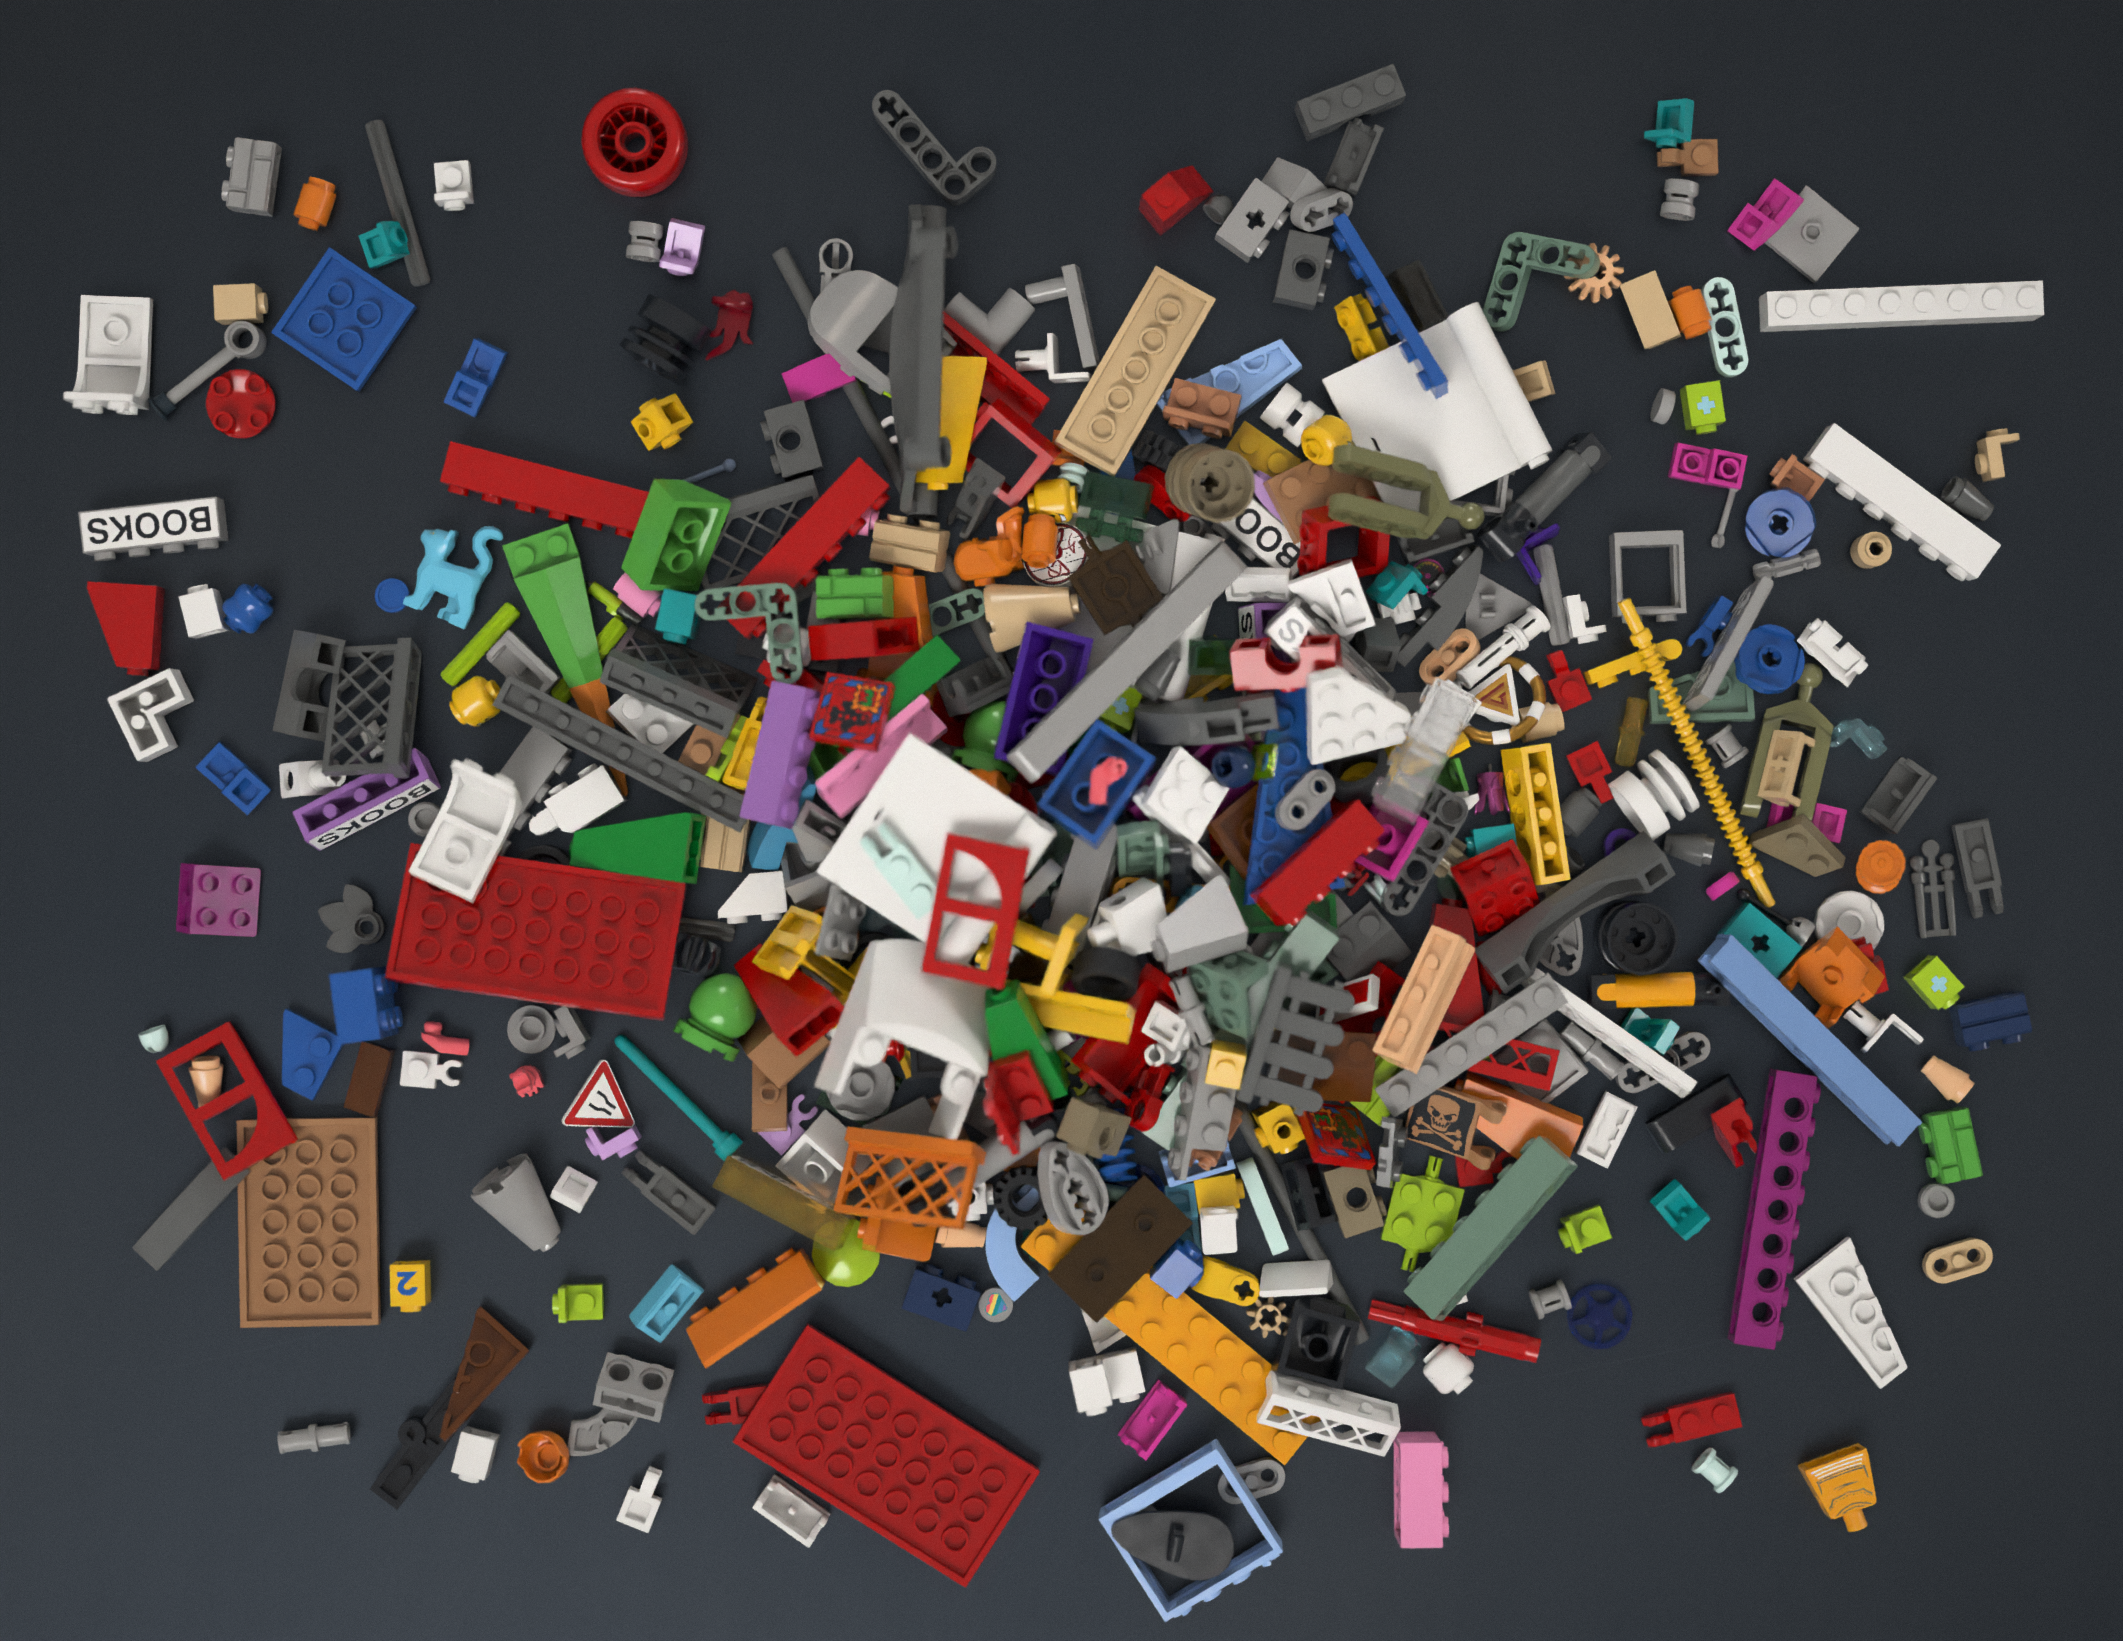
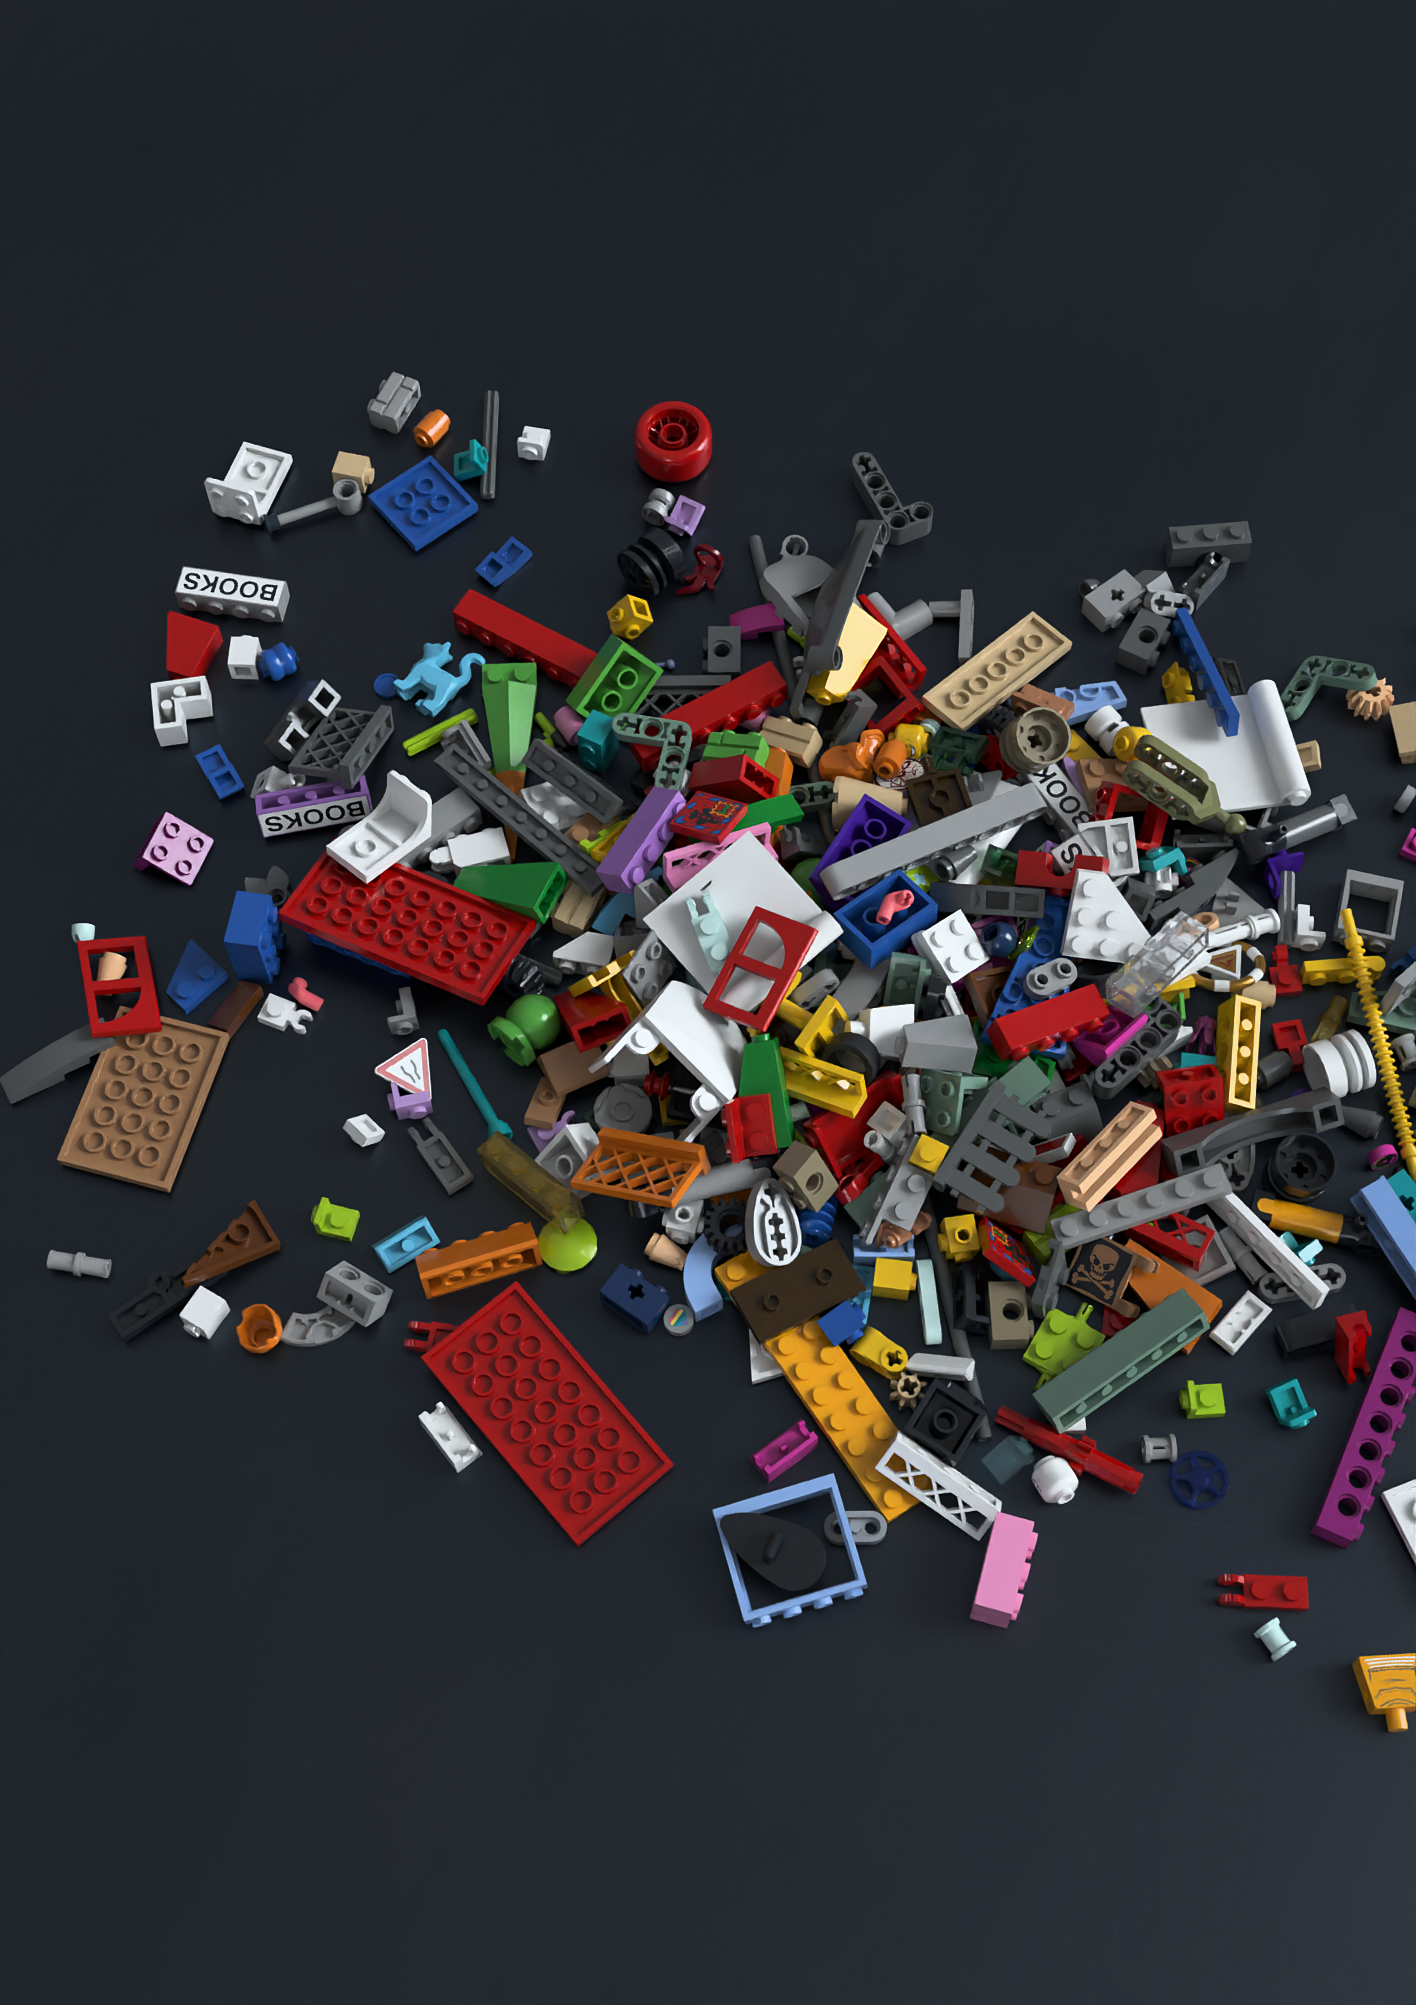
camera: 20 degrees right, 25 degrees down
(240, 403) = (327, 536): red dish -> none
(410, 1285) = (205, 1165): yellow brick -> none
(474, 701) = (420, 765): yellow head -> none
(519, 1203) = (316, 1125): light grey cone -> none
(527, 1080) = (357, 1039): coral piece -> none
(531, 1029) = (375, 1006): light grey piece -> none
(640, 1504) = (324, 1395): white plate -> none
(895, 1237) = (616, 1232): orange bracket -> none
(1048, 360) = (934, 653): white bracket -> none
(1106, 1378) = (753, 1400): white brick -> none
(1173, 198) = (1055, 567): red slope -> none
(1218, 1229) = (886, 1298): white bracket -> none
(1261, 585) = (1042, 829): white plate -> none

